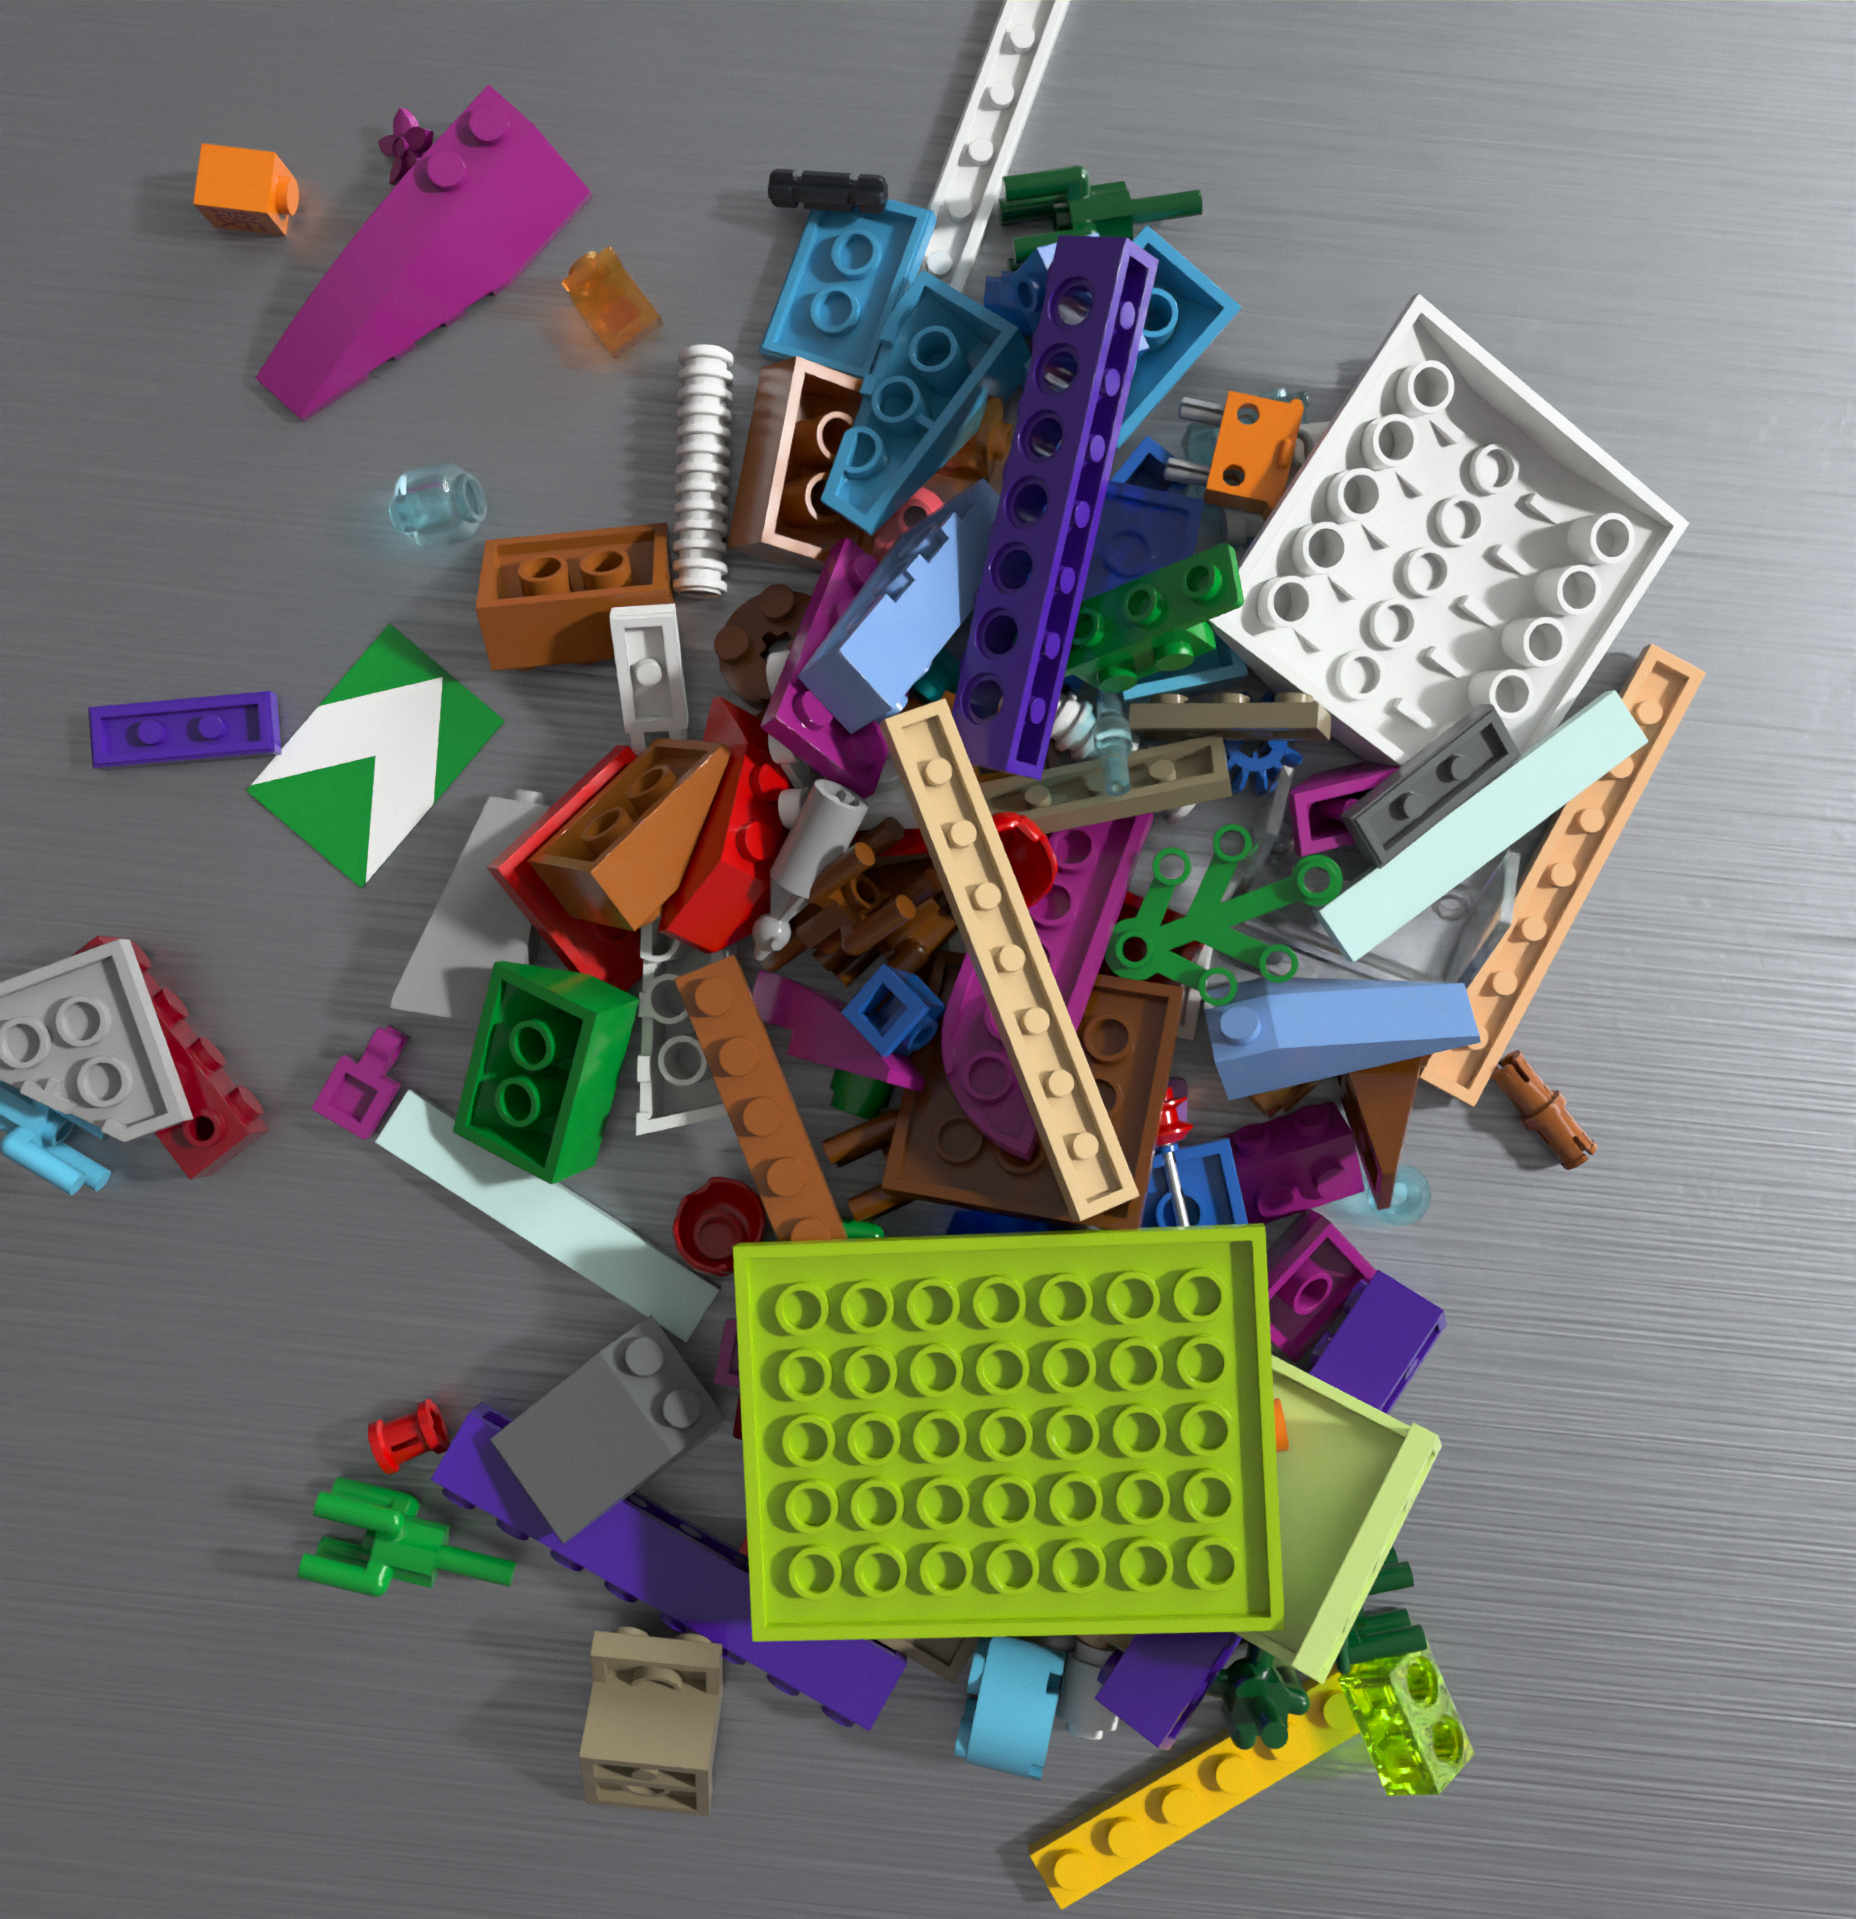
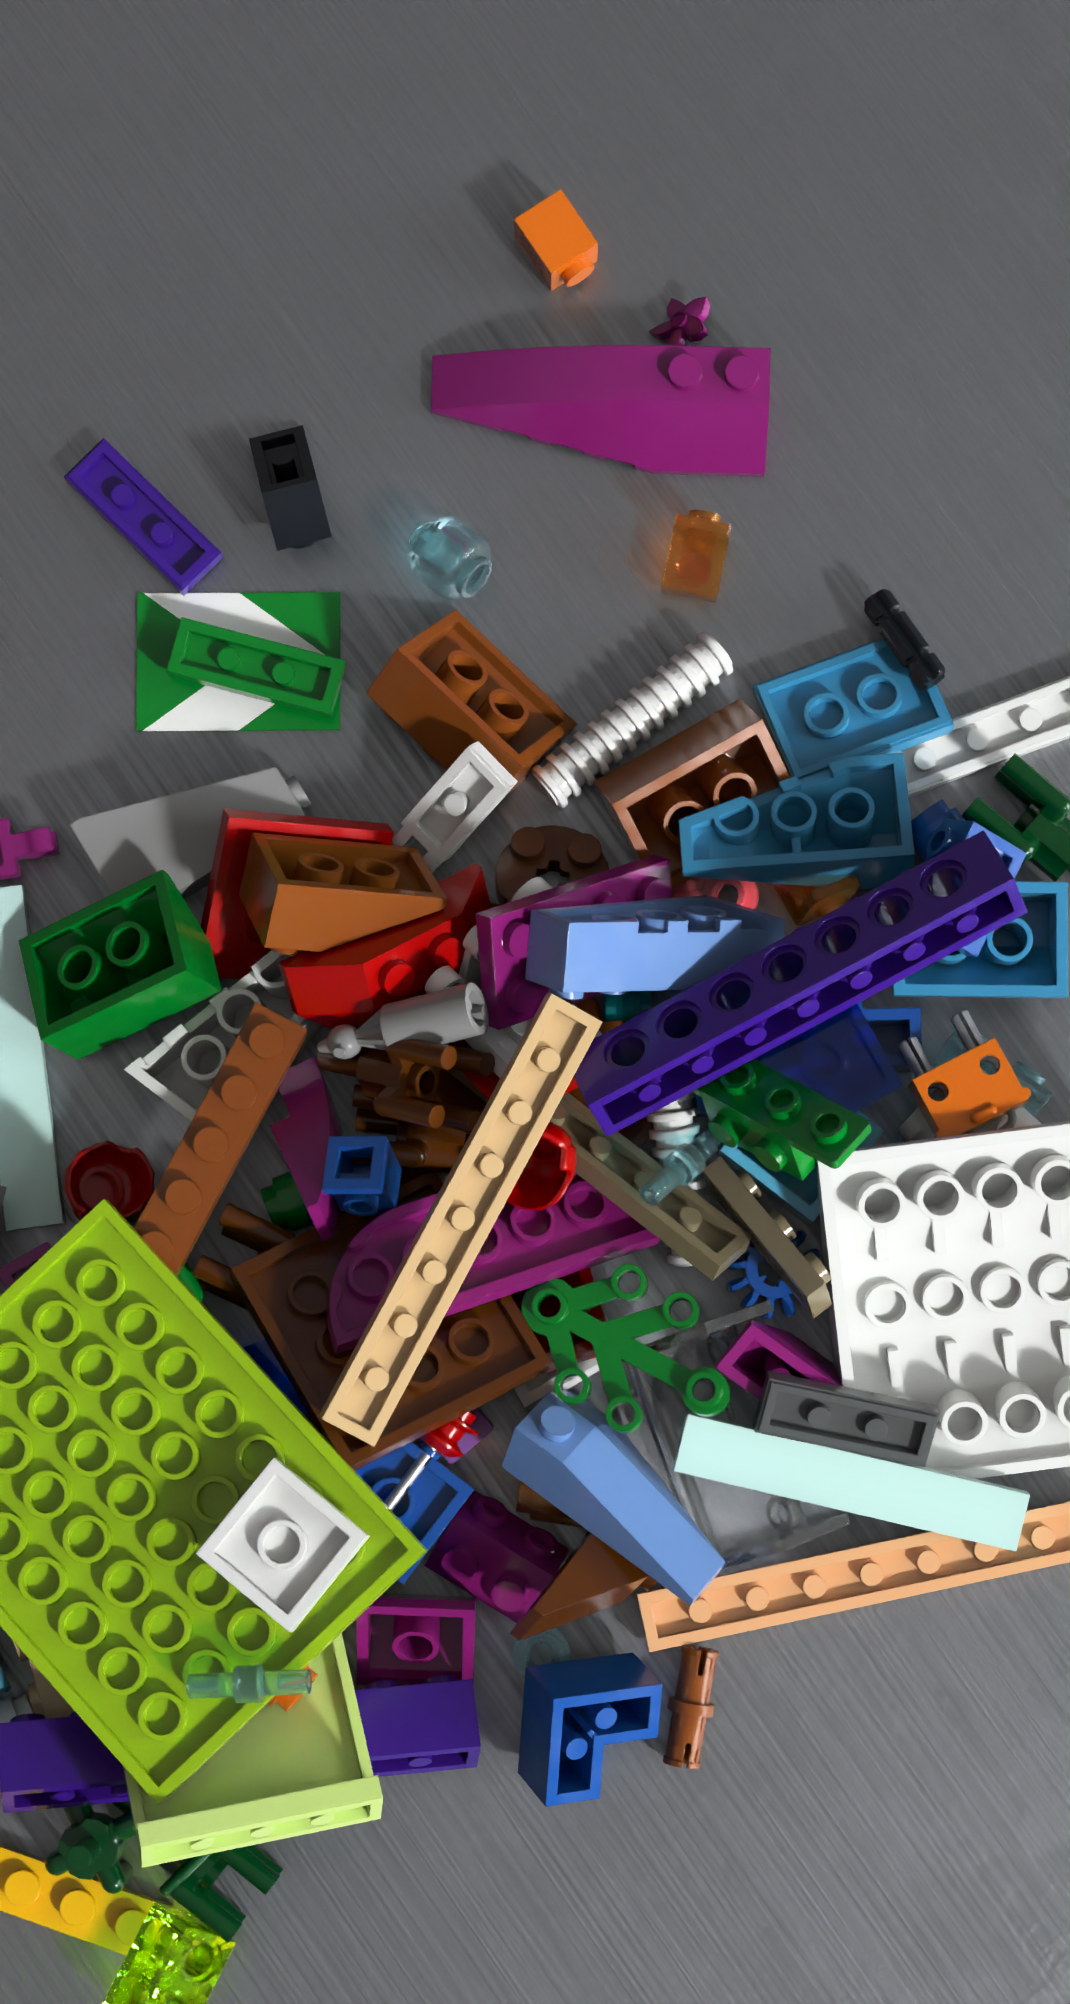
camera: 55 degrees right, 5 degrees down
(266, 588) = (290, 488): none -> black slope
(392, 743) = (256, 667): none -> green plate
(1160, 1344) = (283, 1545): none -> white plate
(1252, 1471) = (249, 1683): none -> clear light blue bar
(1479, 1209) = (575, 1712): none -> blue brick

